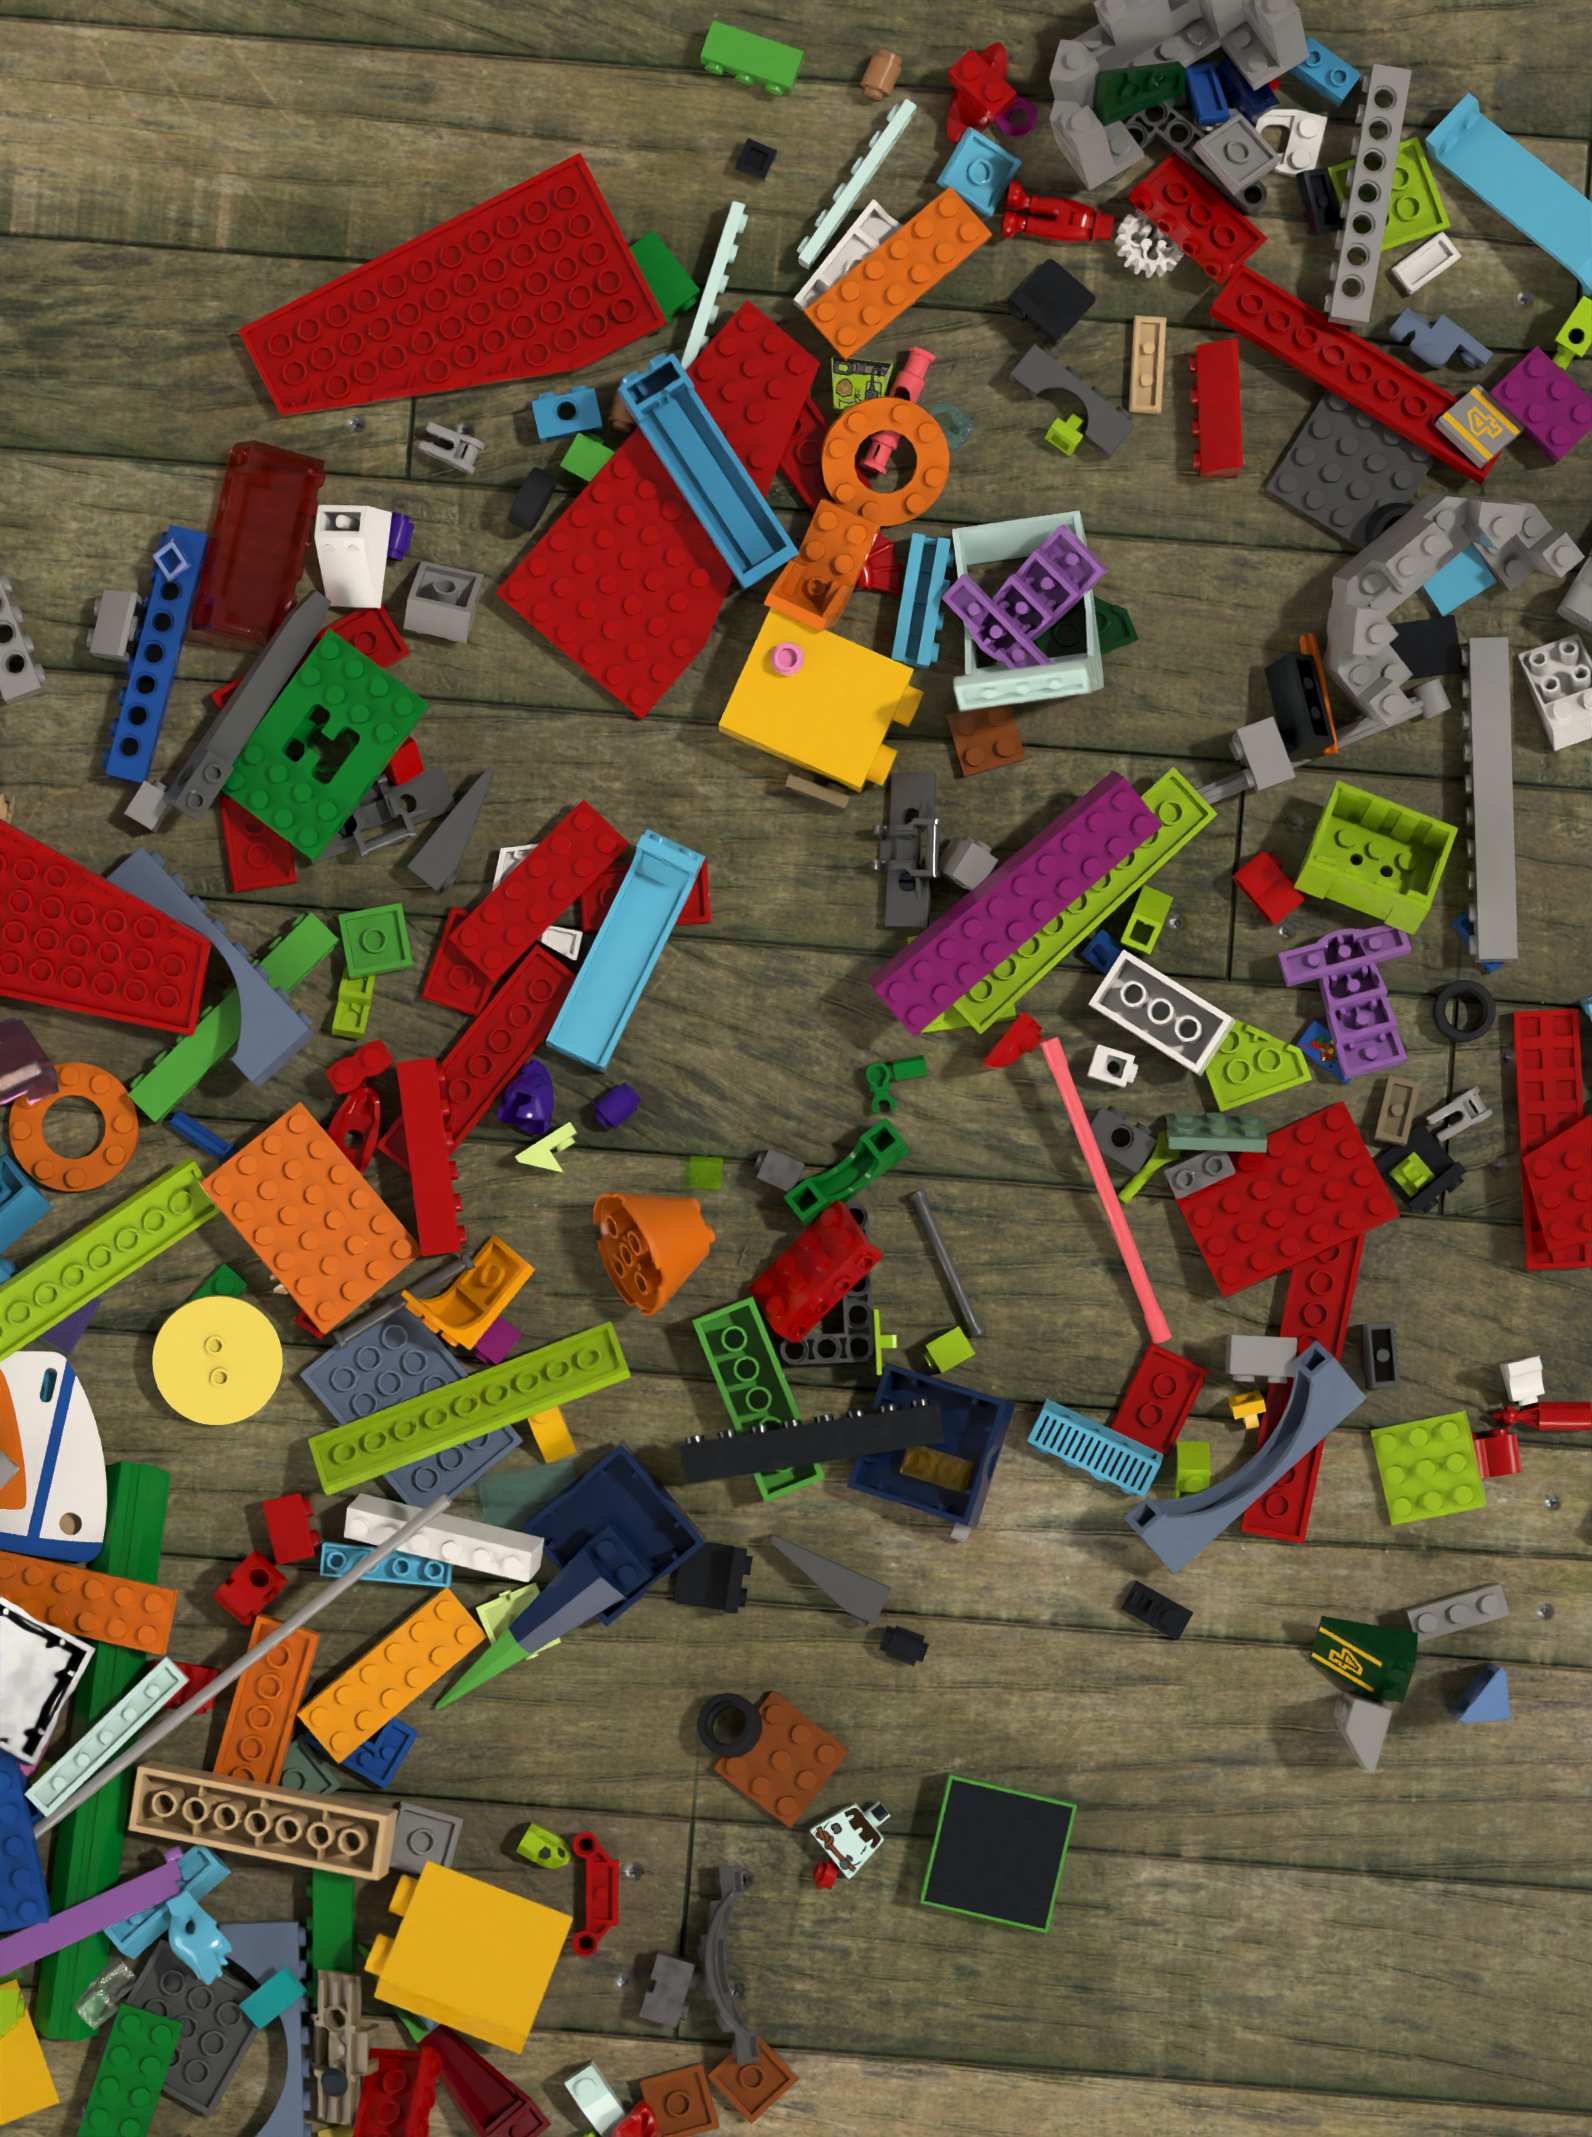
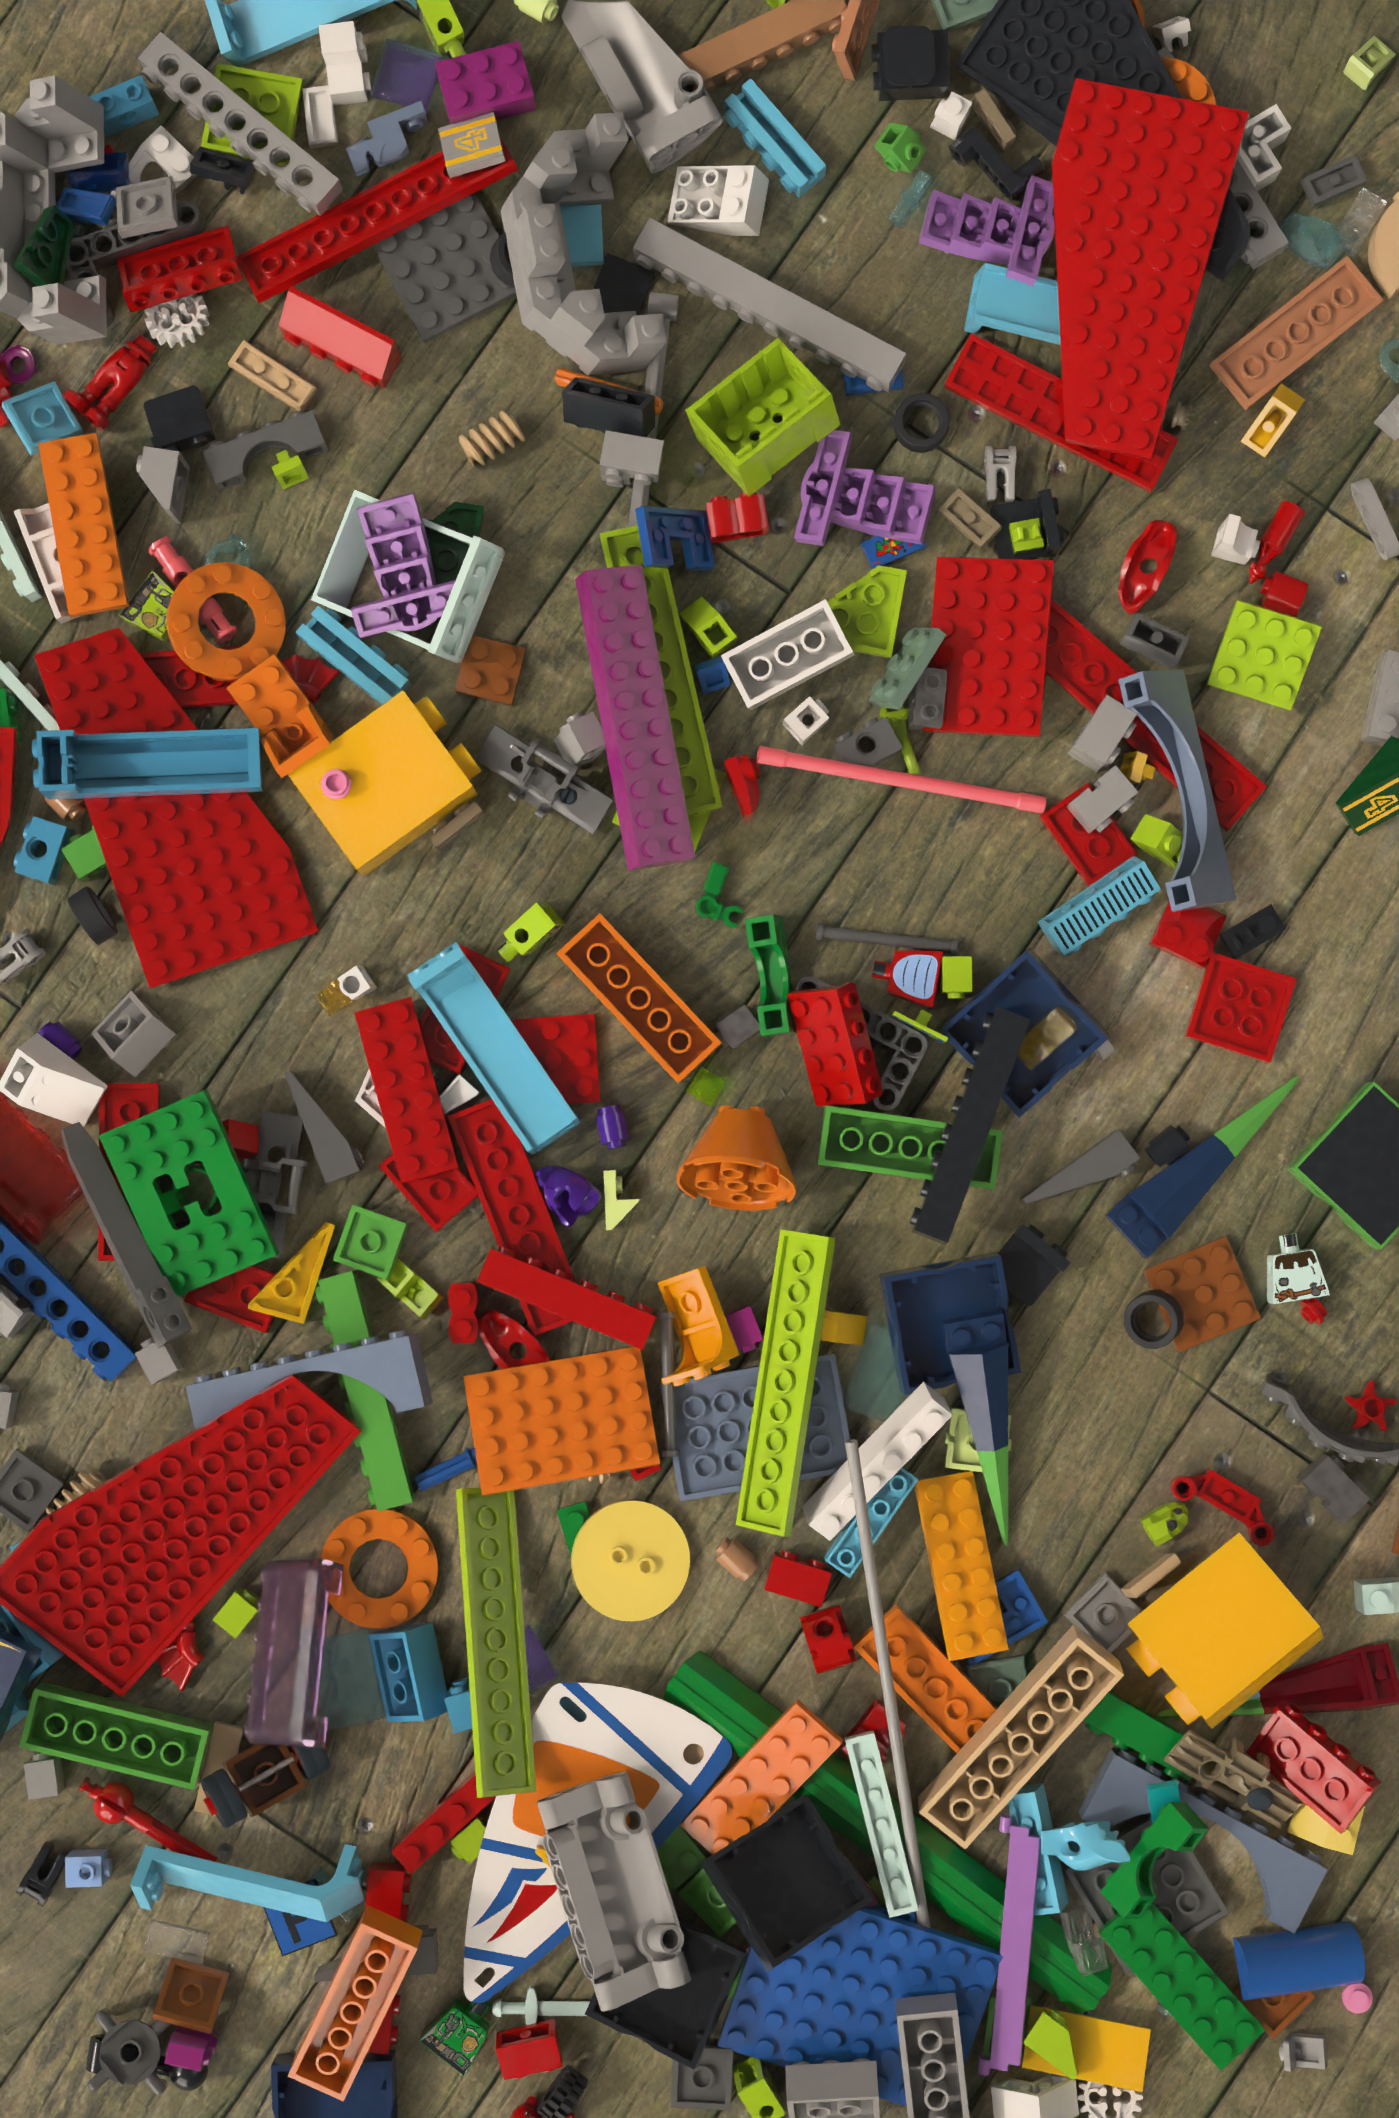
camera: 60 degrees left, 0 degrees up
(184, 2005) = (1131, 1885): none -> green arch
(276, 1459) = (736, 1558): none -> medium nougat brick
(292, 892) = (293, 1287): none -> yellow wing
(485, 1861) = (1151, 1576): none -> tan tile
(600, 778) = (345, 990): none -> leg
(661, 1022) = (567, 1053): none -> red plate
(752, 1061) = (639, 998): none -> orange brick
(765, 1981) = (1370, 1407): none -> red animal
(768, 925) = (539, 922): none -> lime torso
(848, 1672) = (1164, 1201): none -> dark blue plate
(924, 1306) = (911, 975): none -> torso
(986, 324) = (166, 477): none -> light grey slope
(1076, 1639) = (1240, 1007): none -> red plate
(1119, 1551) = (1188, 933): none -> red slope
(1187, 1391) = (1111, 794): none -> light grey brick
(1207, 609) = (491, 438): none -> tan piece
(1231, 844) = (664, 524): none -> blue plate
(1478, 1305) = (1154, 543): none -> red piece
(1492, 255) = (344, 59): none -> white brick
(1514, 322) = (405, 74): none -> clear light blue tile

